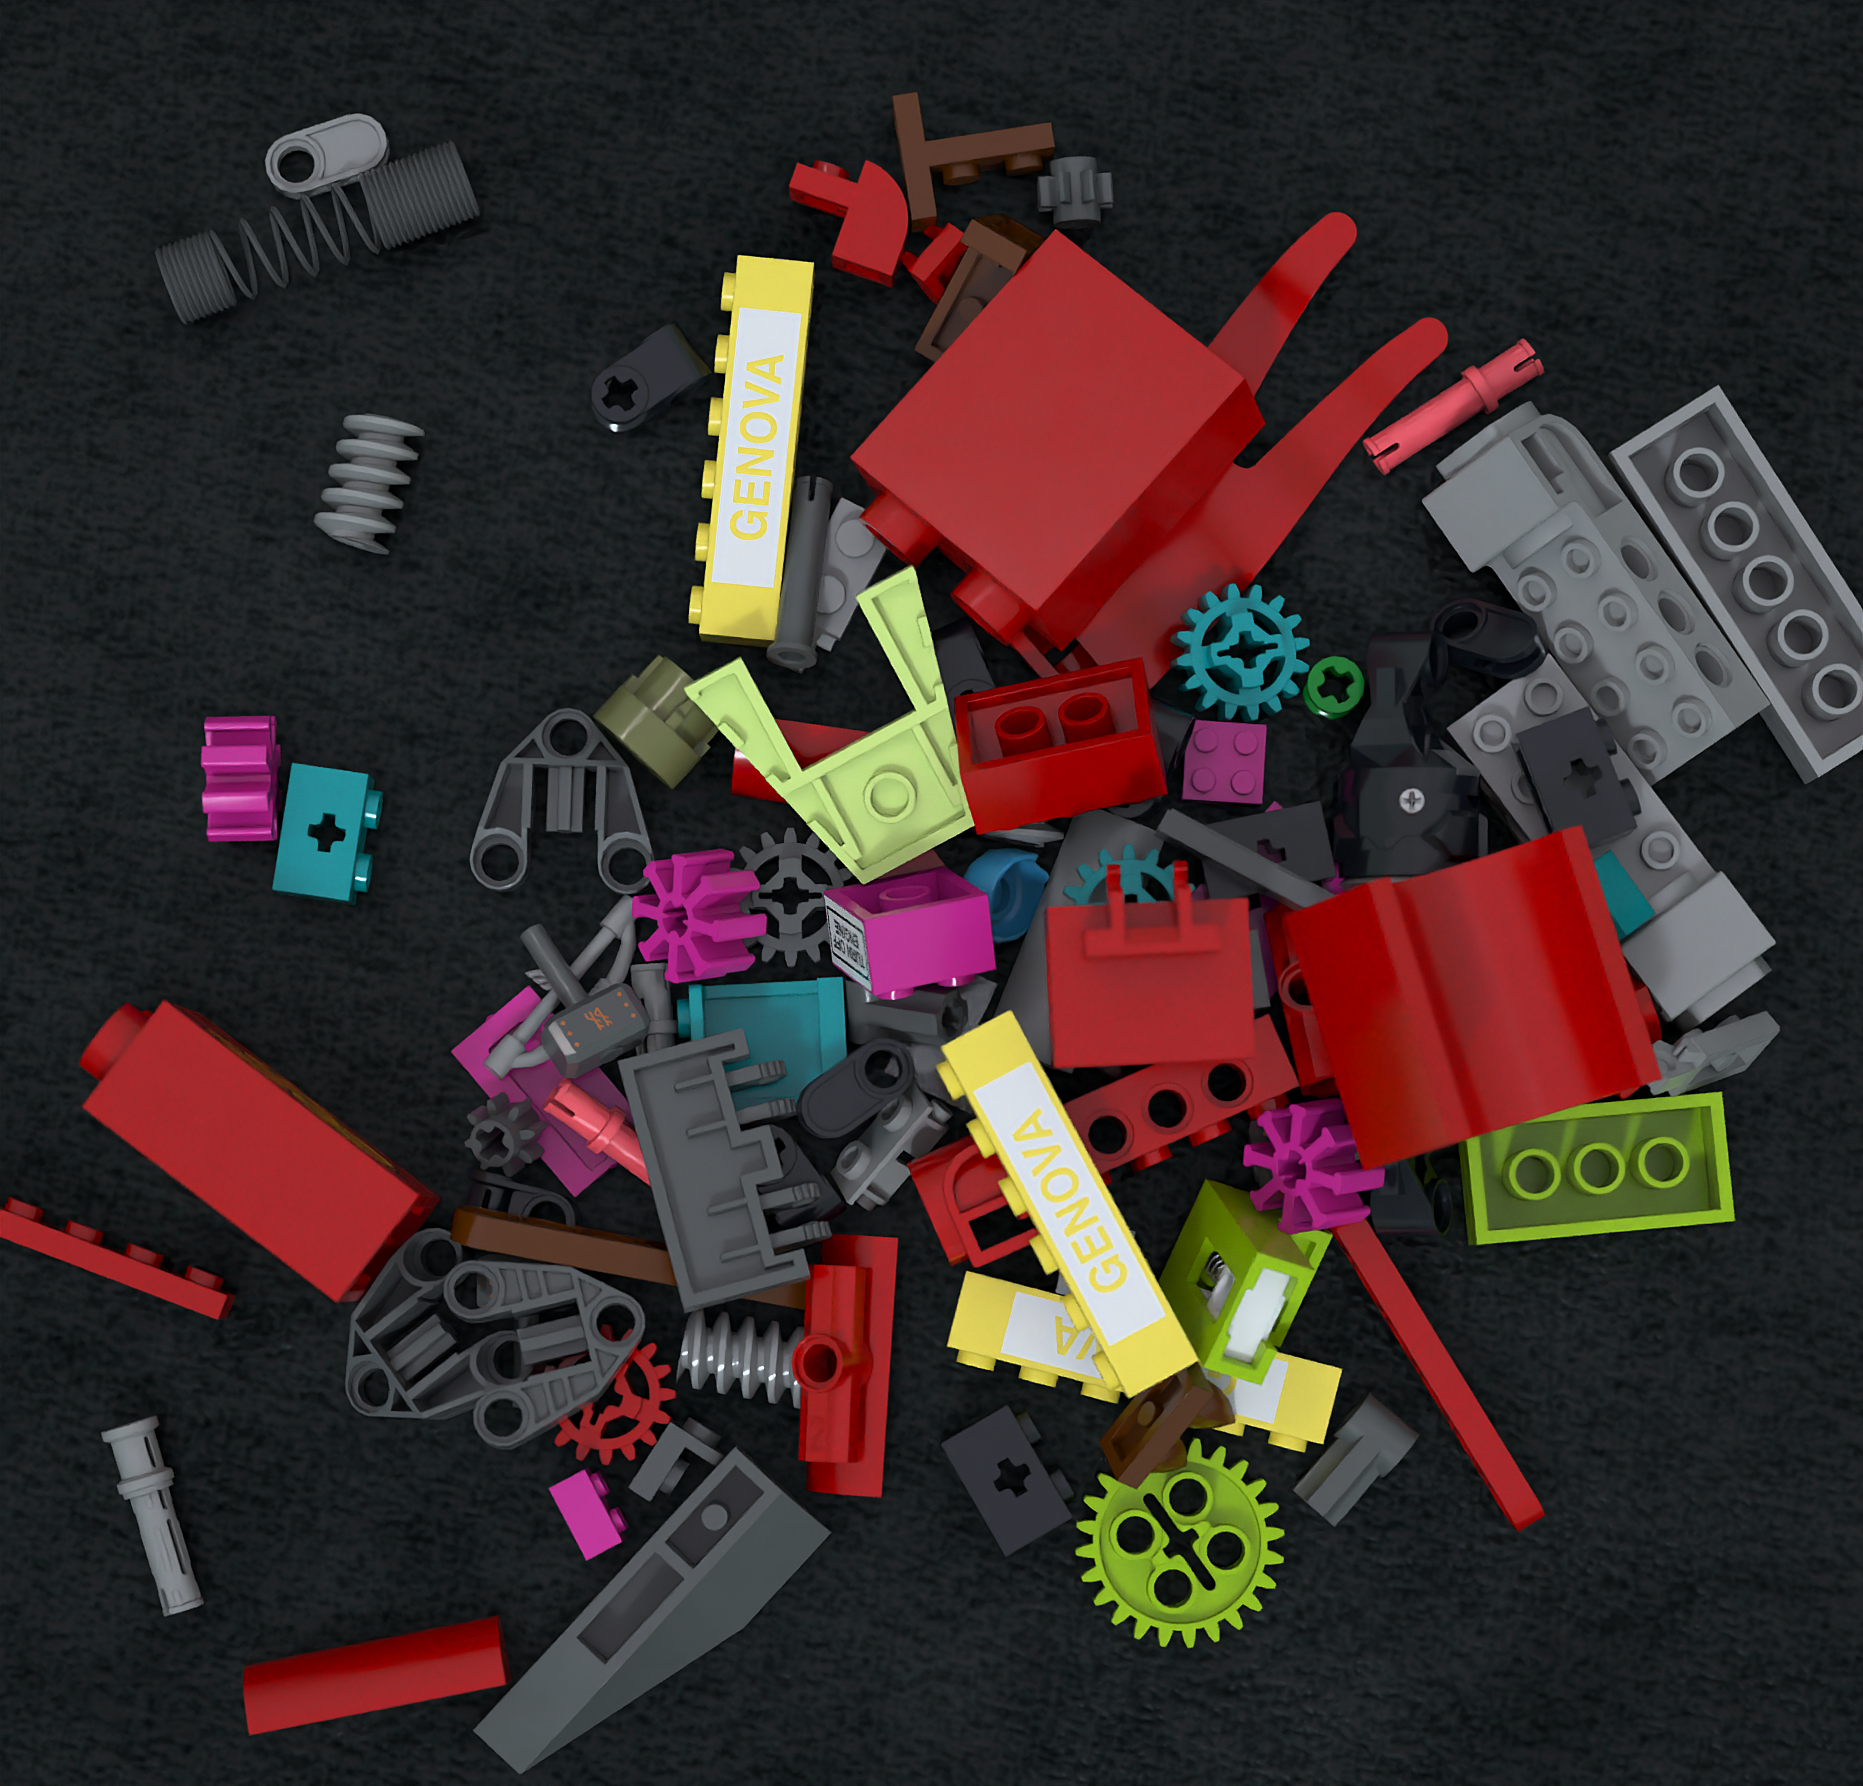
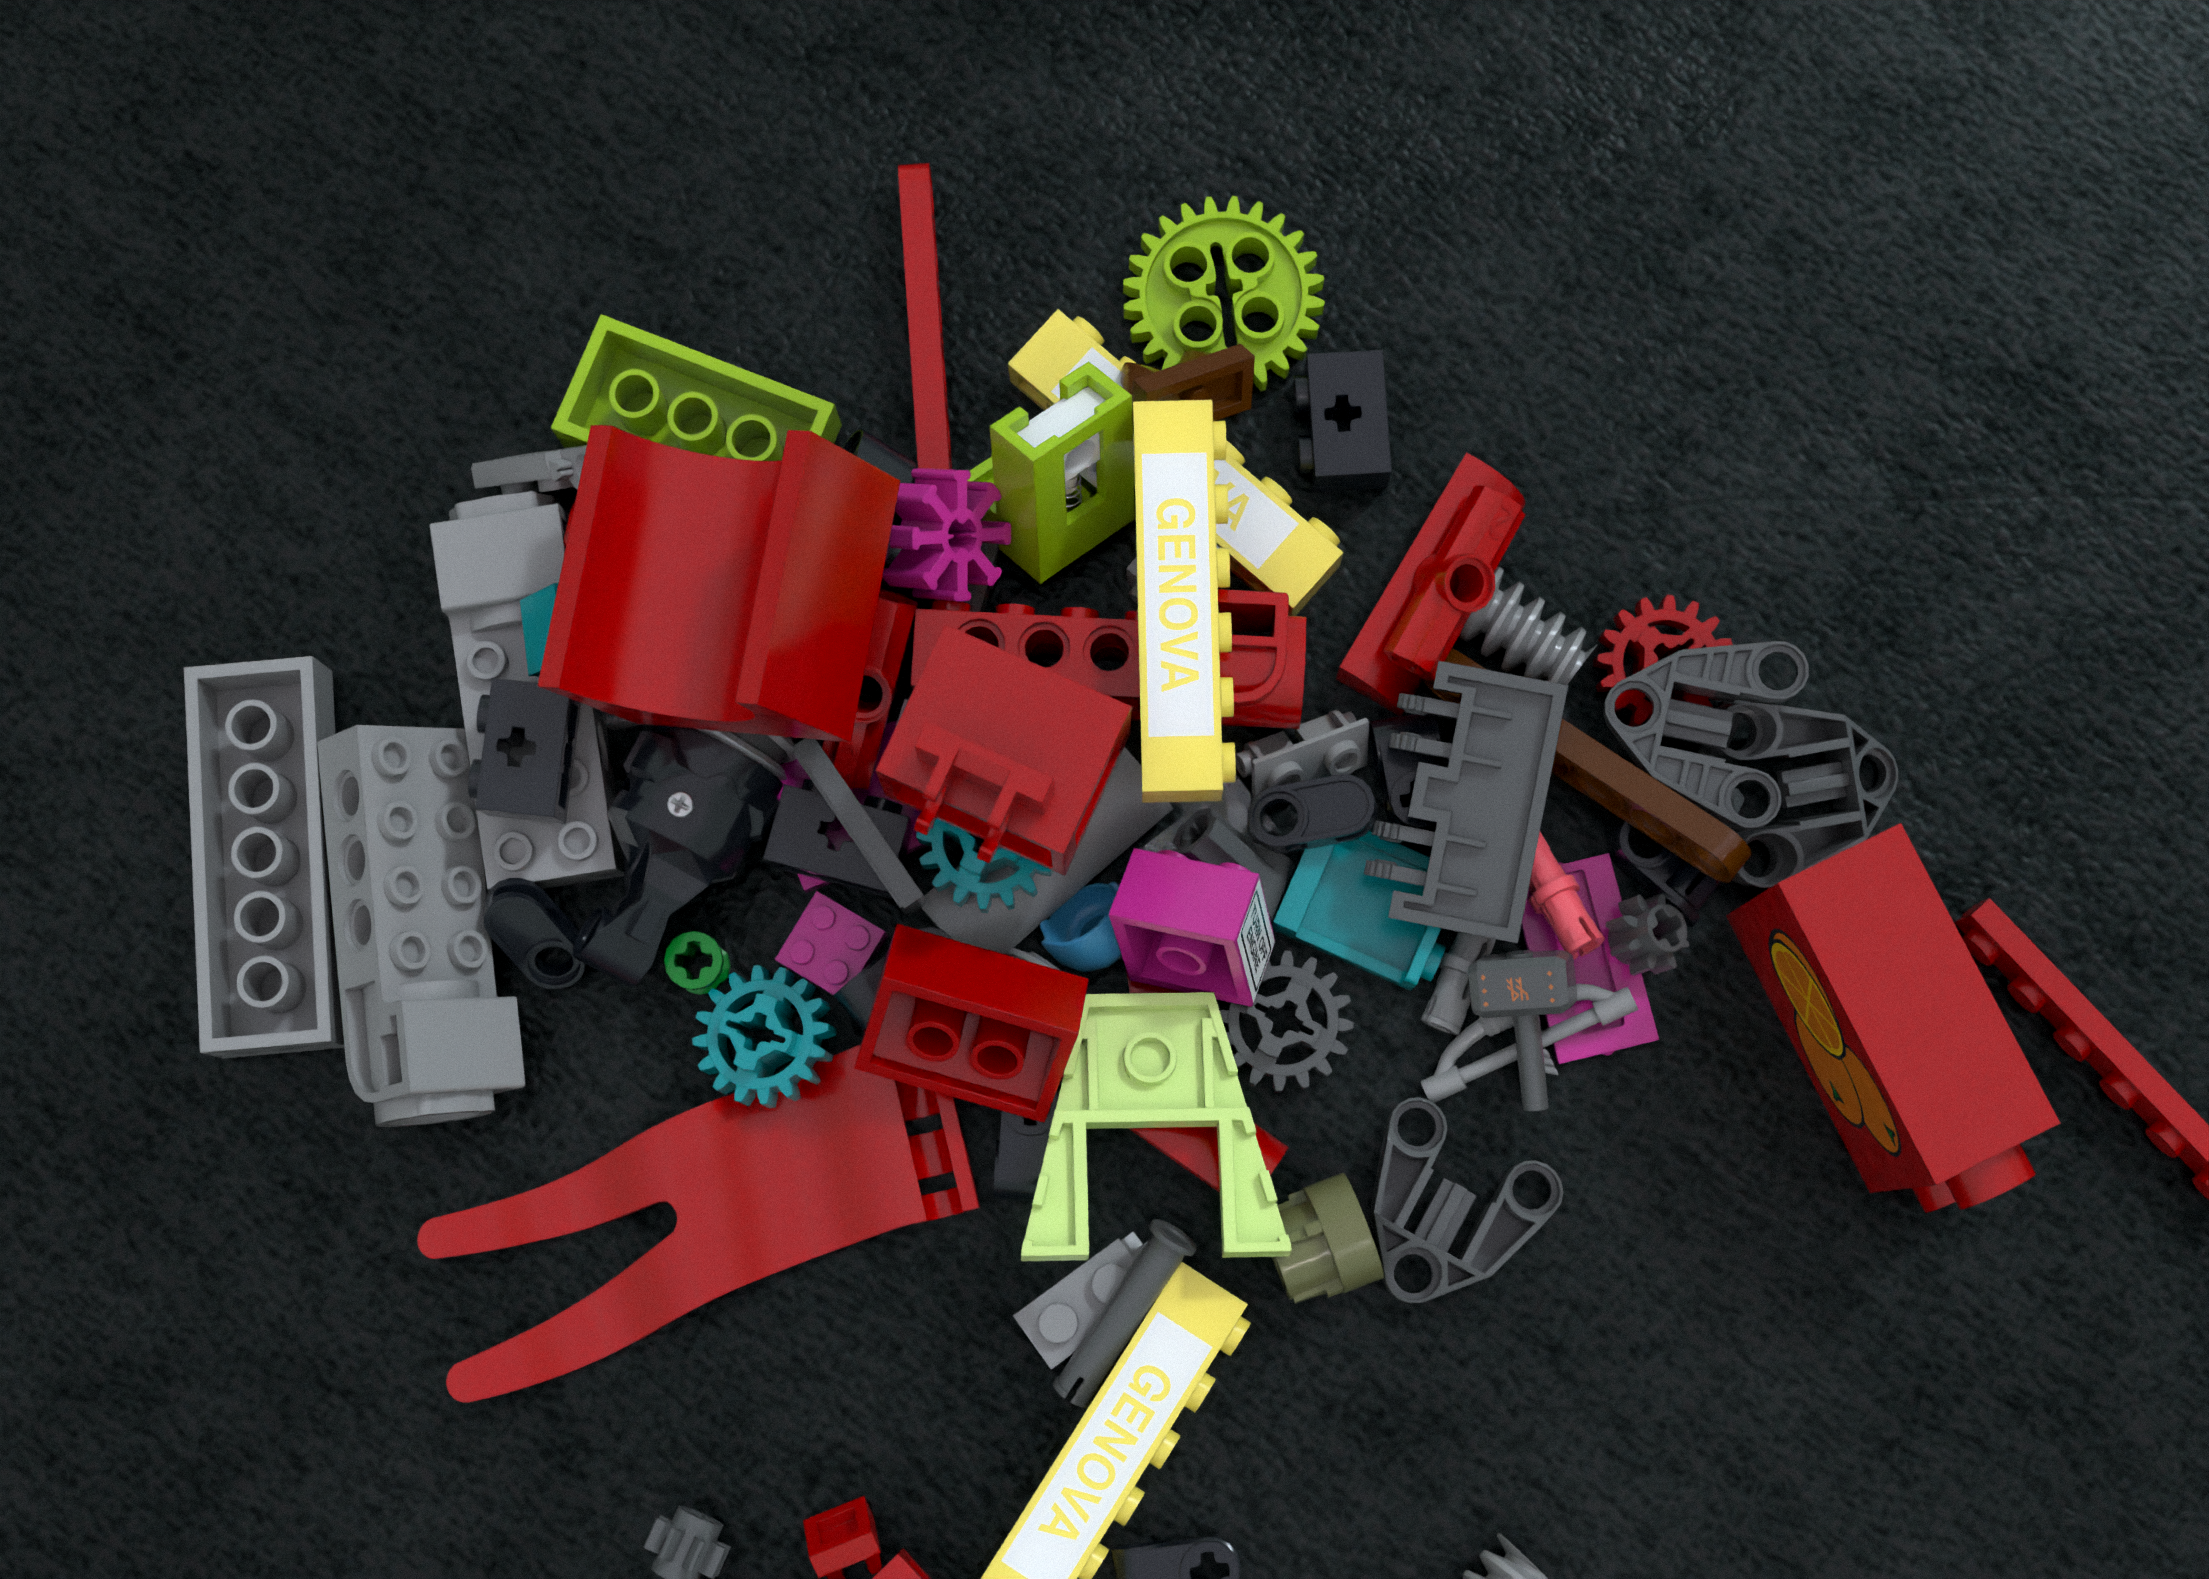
camera: 145 degrees left, 5 degrees down
(147, 1486) = (2115, 789): light grey pin -> none
(241, 778) = (1739, 1385): dark pink gear -> none
(311, 801) = (1715, 1279): teal brick -> none
(375, 1674) = (1985, 524): red brick -> none
(589, 1512) = (1729, 570): dark pink piece -> none
(663, 1610) = (1702, 460): dark grey wedge -> none
(666, 1467) = (1640, 579): dark grey bracket -> none
(699, 915) = (1376, 1042): dark pink gear -> none
(994, 255) = (821, 1495): reddish brown bracket -> none
(1053, 445) = (831, 1310): red brick -> none
(1364, 1447) = (1021, 297): dark grey piece -> none
(1475, 392) = (451, 1165): coral pin -> none

